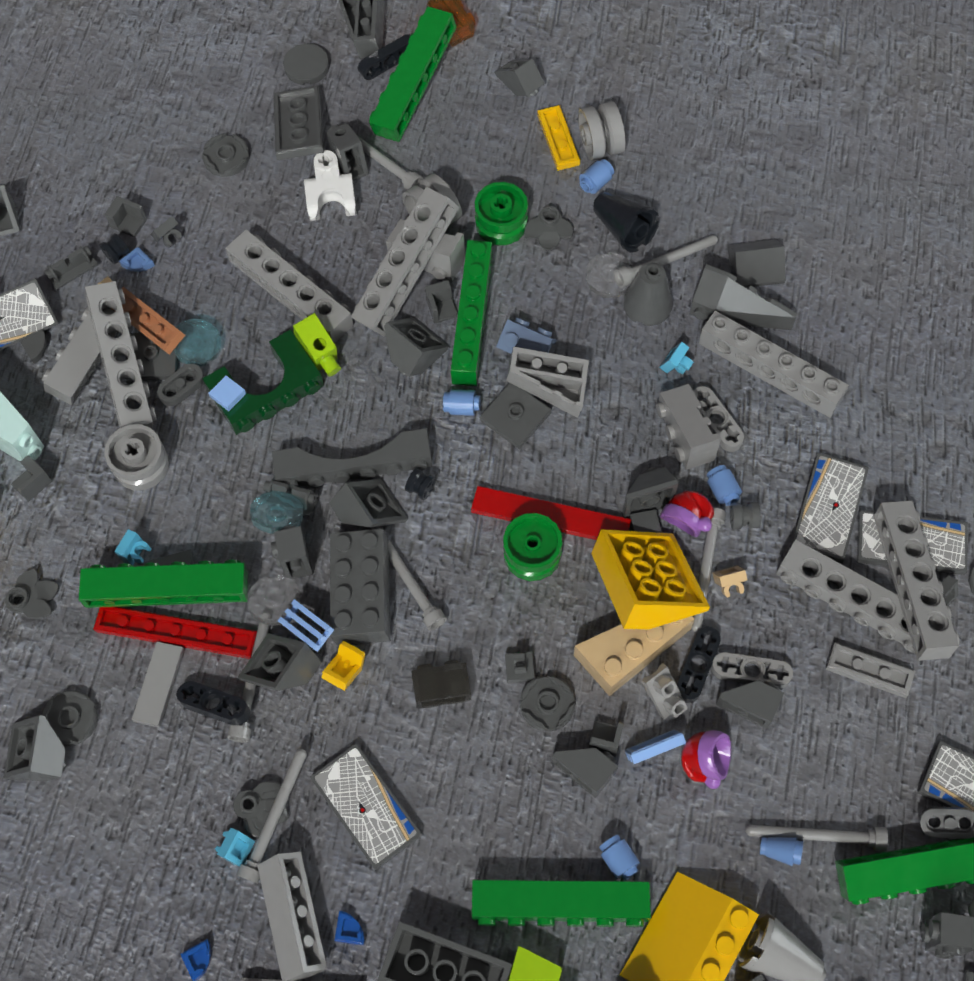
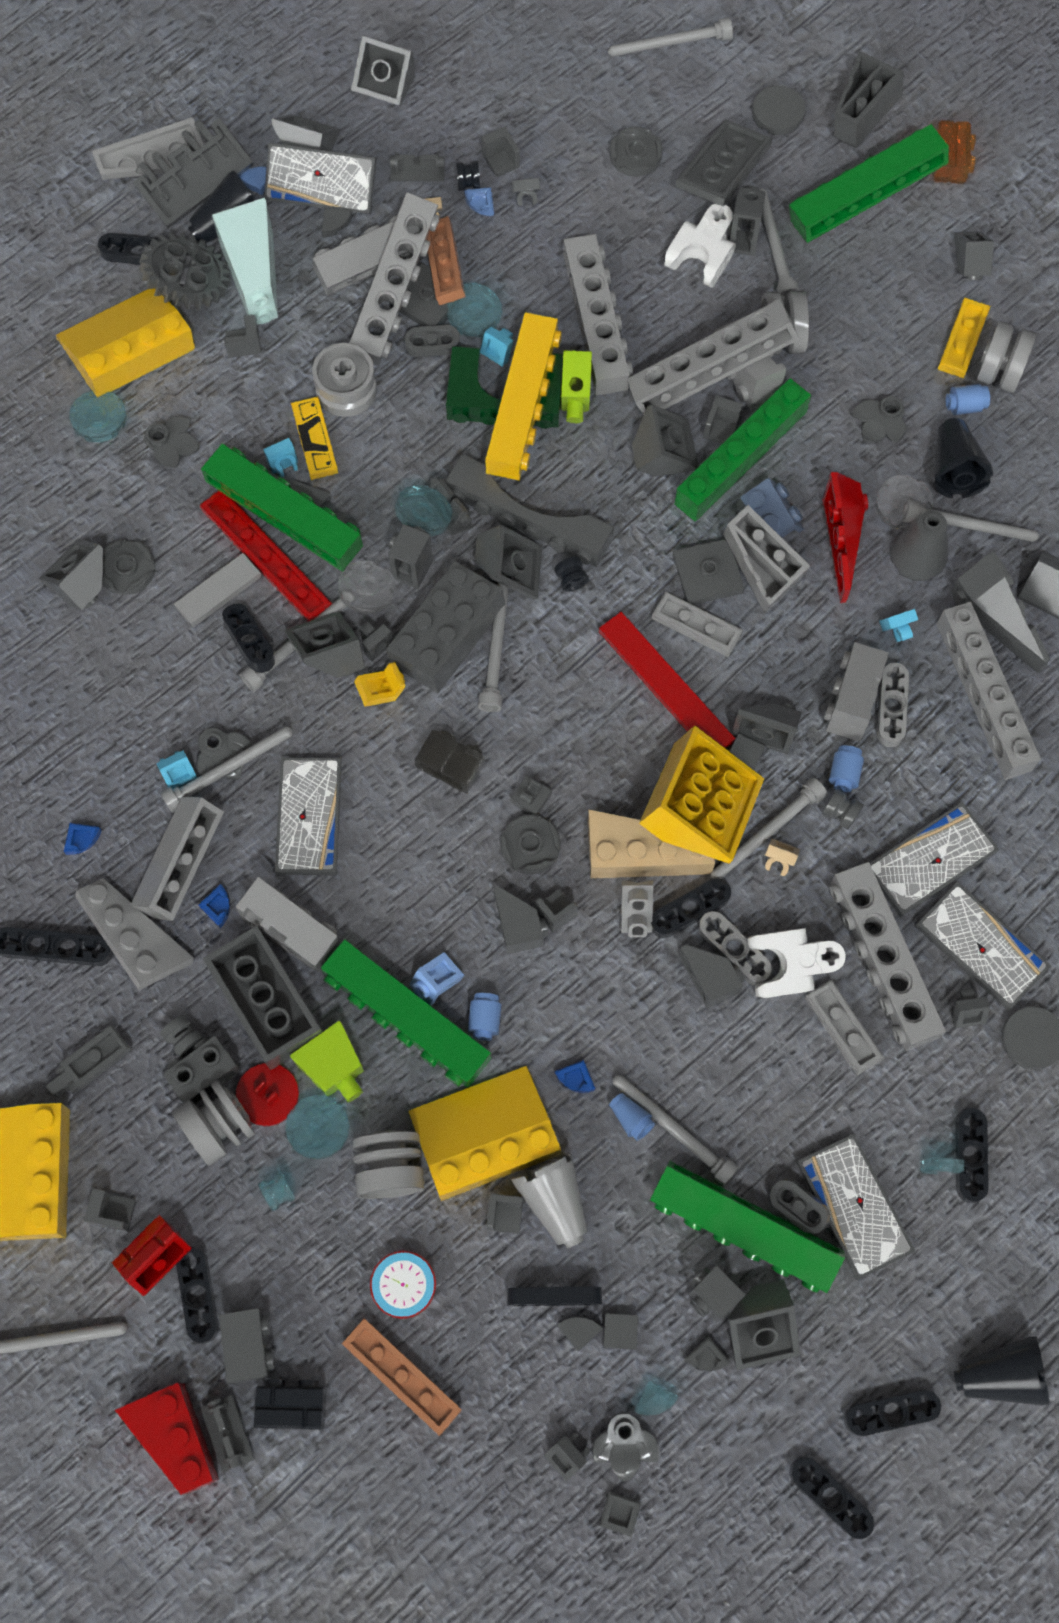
camera: 35 degrees right, 5 degrees up
(145, 516) = (314, 438): none -> yellow tile
(221, 34) = (720, 30): none -> light grey piece
(227, 393) = (462, 374): light blue tile -> none
(234, 355) = (497, 345): none -> medium azure tile
(287, 380) = (522, 396): none -> yellow brick
(291, 614) = (368, 609): light blue tile -> none
(377, 63) = (843, 150): black beam -> none
(420, 902) = (288, 924): none -> light grey wedge
(461, 402) = (667, 526): medium blue brick -> none
(501, 213) = (845, 374): green wheel -> none
(532, 547) = (623, 698): green wheel -> none
(537, 457) = (697, 624): none -> light grey tile
(560, 857) = (435, 978): none -> light blue bracket
(581, 313) = (844, 516): none -> red wedge
(655, 746) = (591, 947): light blue tile -> none
(689, 512) = (792, 768): piece -> none
(707, 757) = (630, 991): medium lavender piece -> none
(719, 852) = (576, 1078): none -> blue tile
(805, 647) = (797, 961): none -> white piece
(900, 536) = (909, 1038): light grey brick -> none

